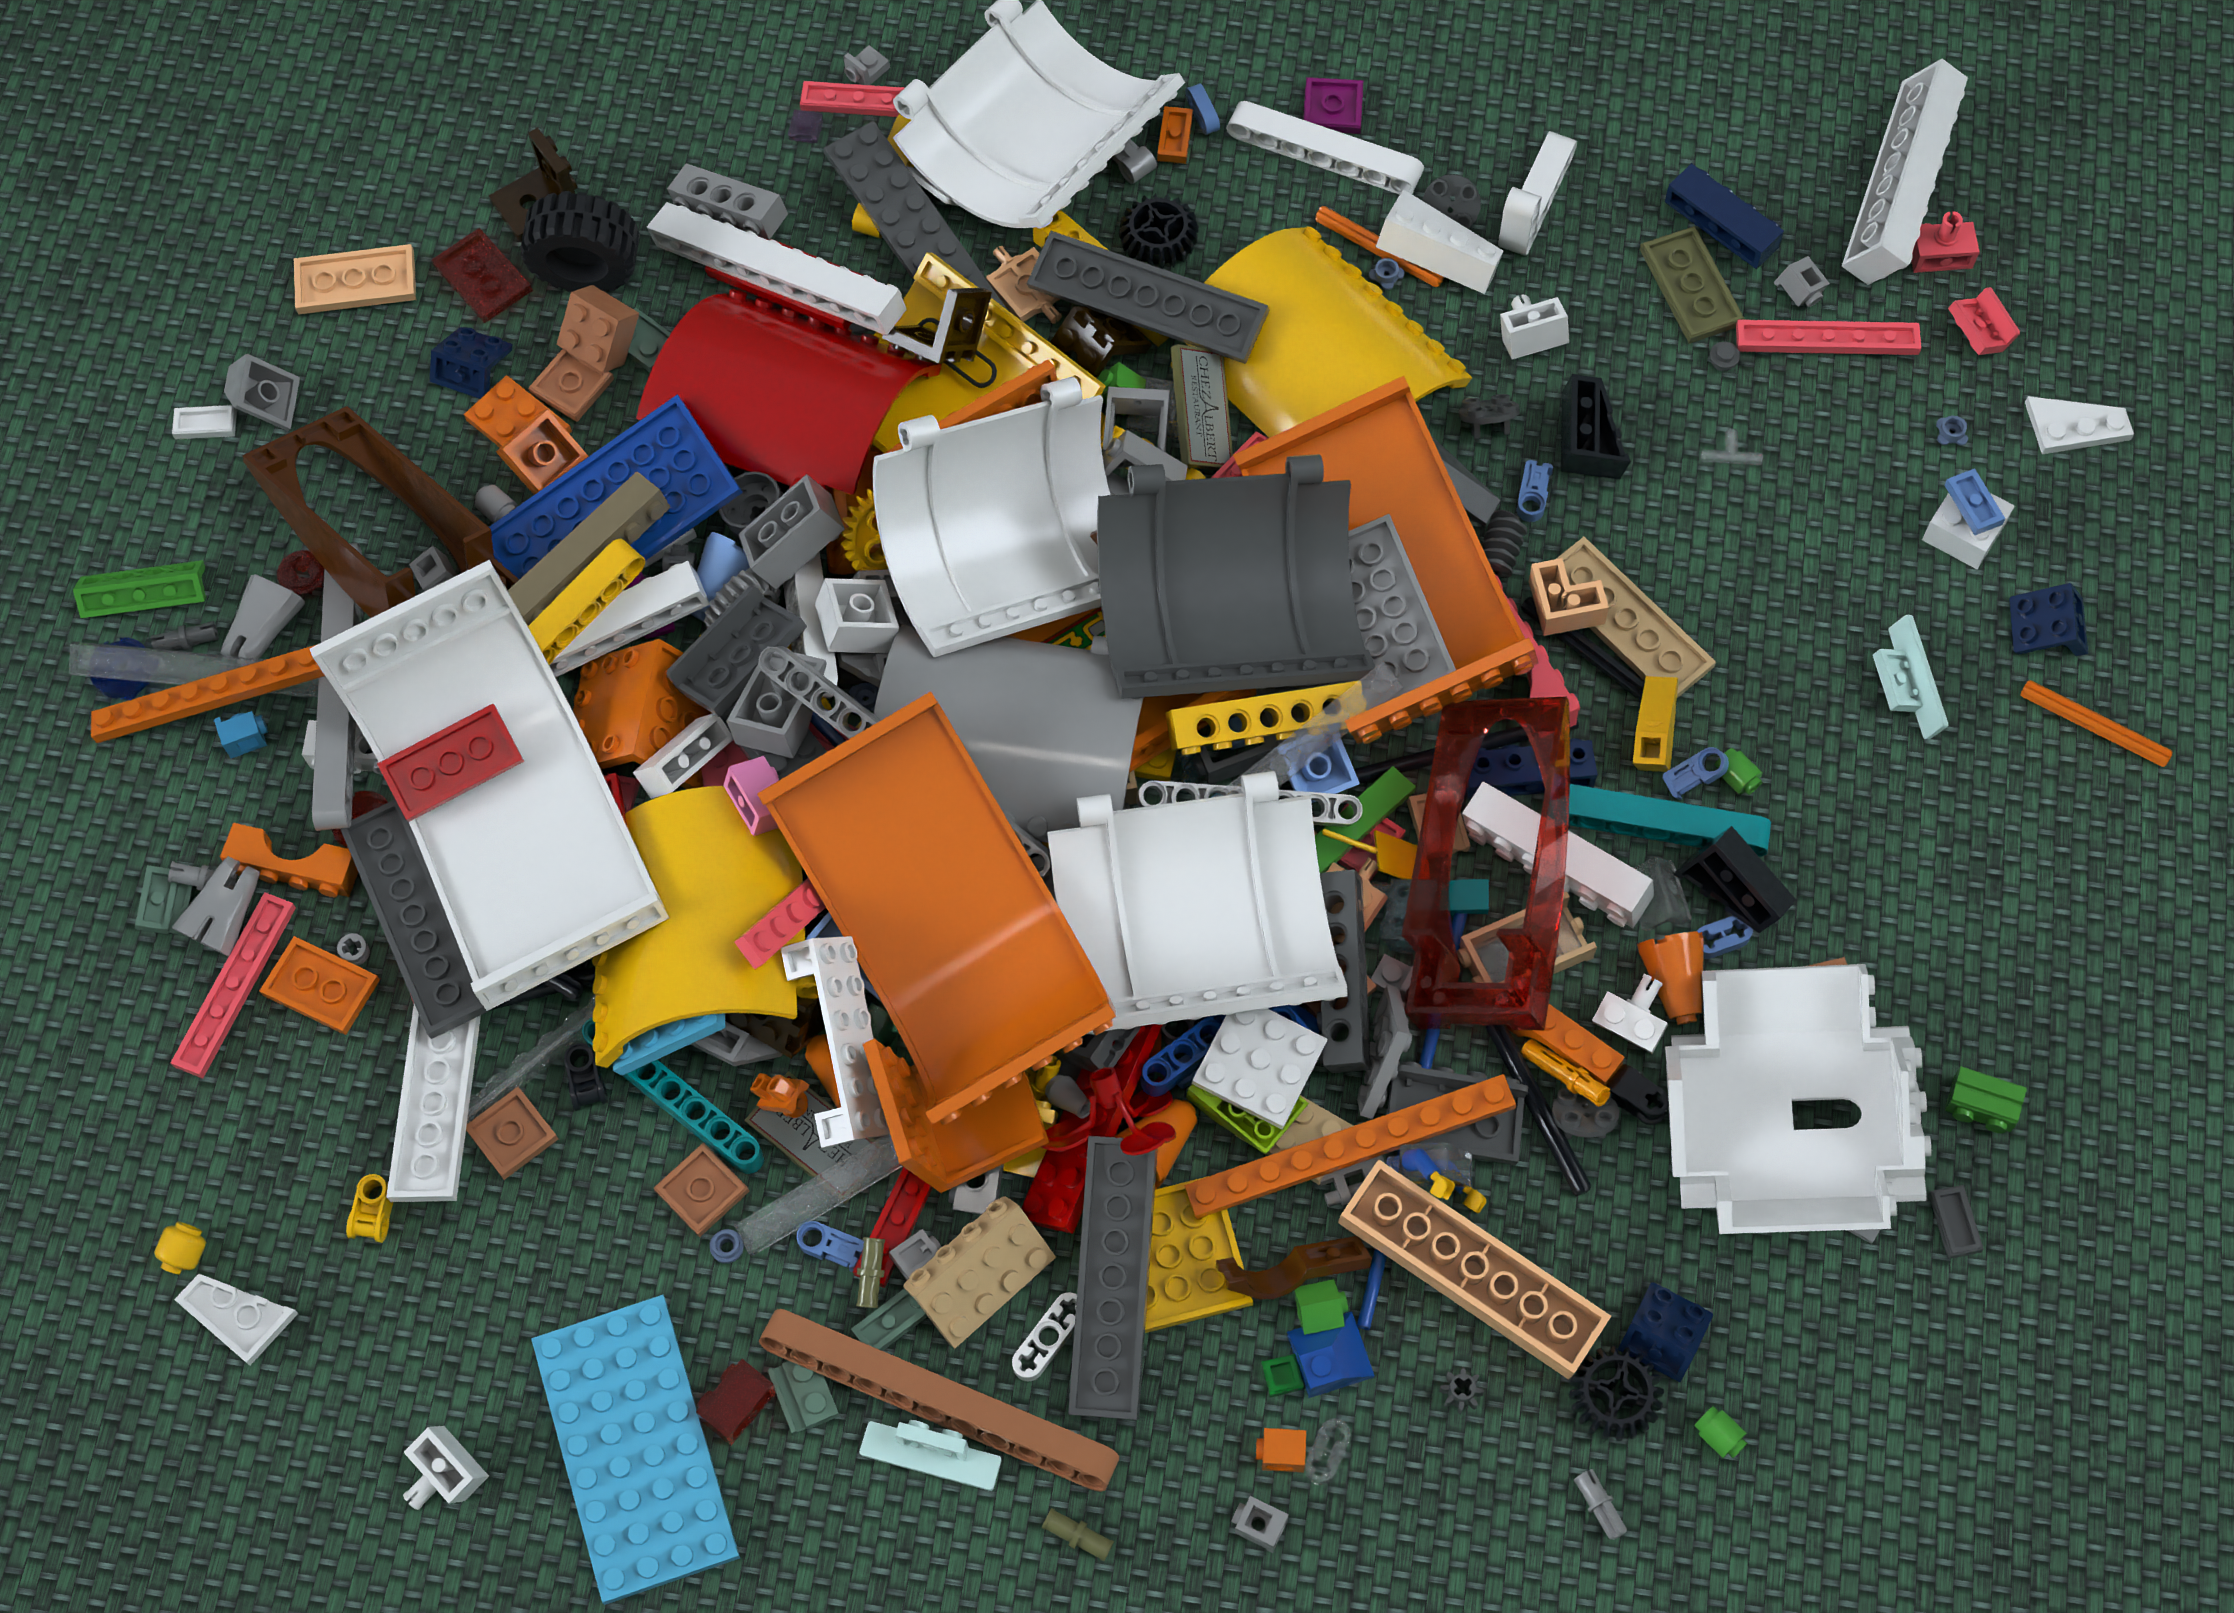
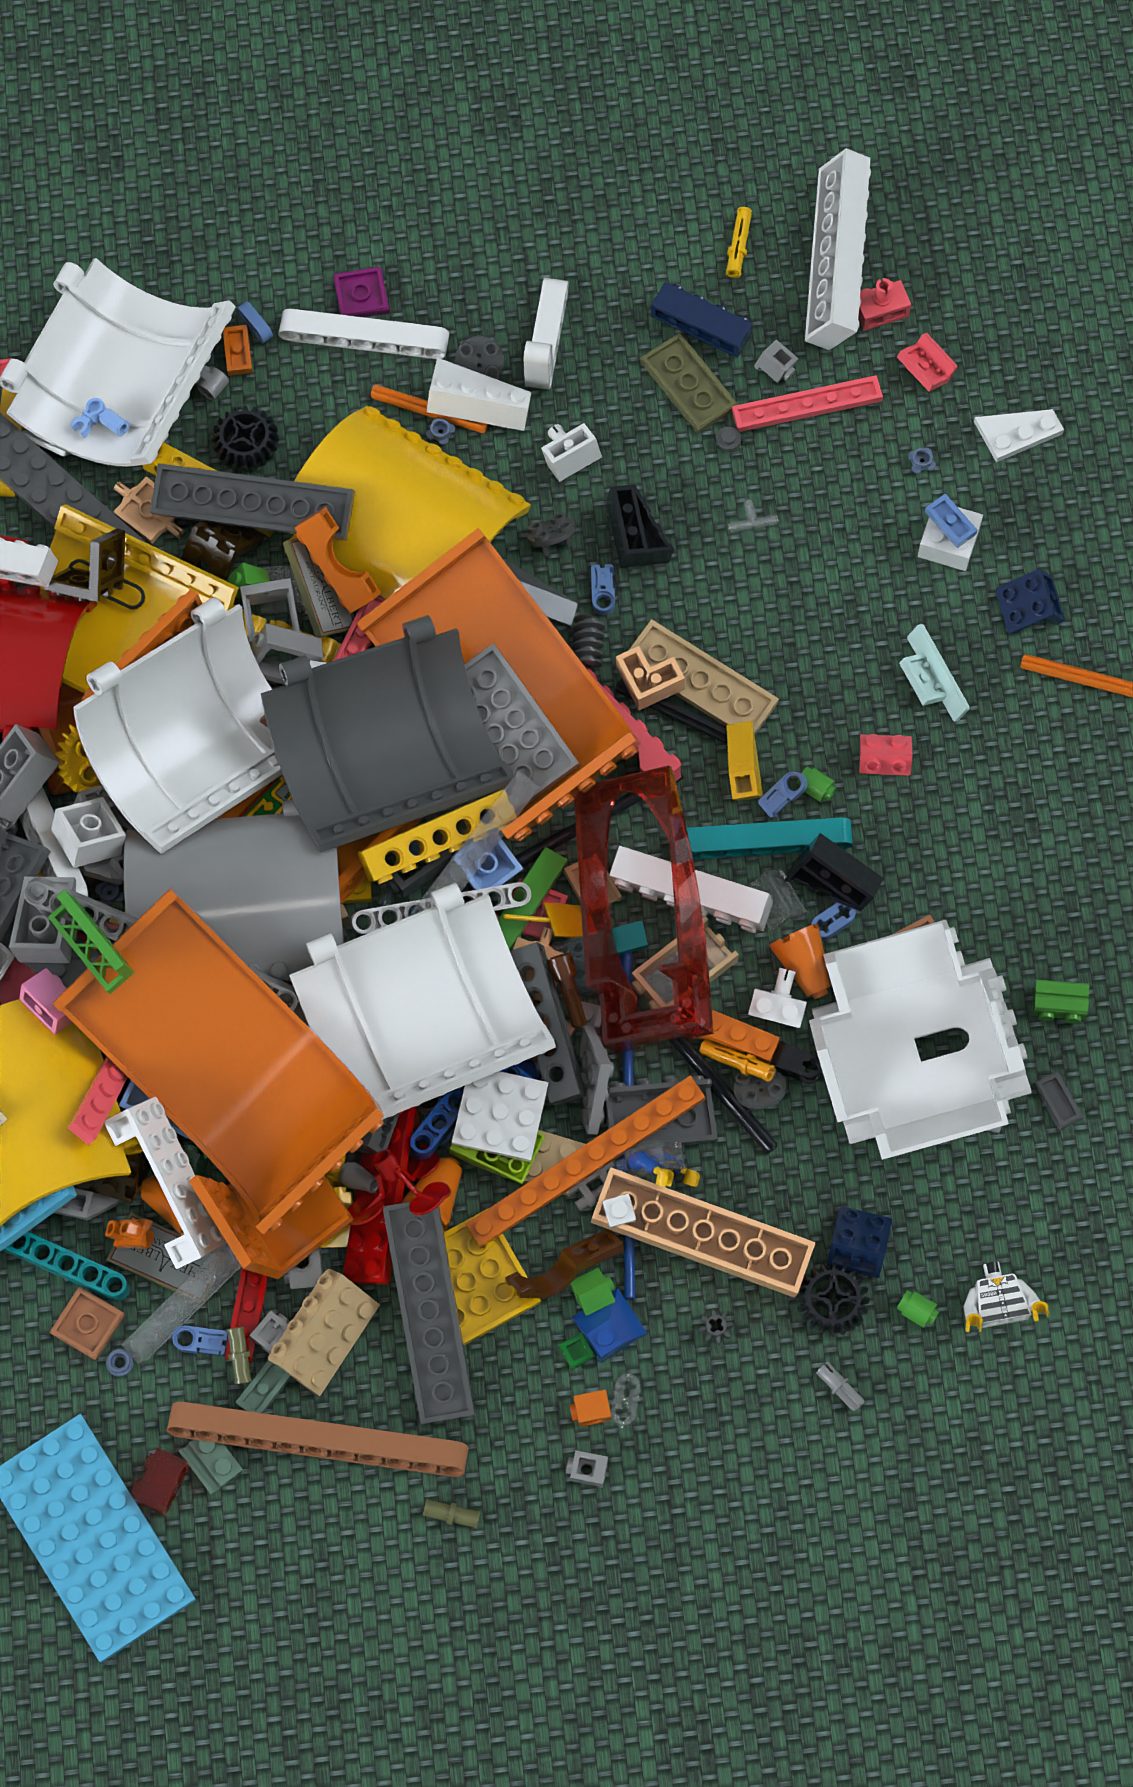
camera: 15 degrees left, 5 degrees up
(827, 730) = (82, 921): none -> bright green fence
(931, 1453) = (322, 1481): light aqua bracket -> none
(997, 162) = (98, 412): none -> light blue bar
(1026, 1351) = (388, 1389): white beam -> none
(1214, 346) = (352, 587): none -> orange arch
(1376, 1214) = (619, 1211): none -> white plate
(1378, 912) = (563, 971): none -> reddish brown piece
(1517, 772) = (641, 828): dark blue brick -> none
(1778, 162) = (739, 242): none -> yellow pin
(1829, 1449) = (1000, 1300): none -> torso
(1831, 757) = (885, 754): none -> coral bracket

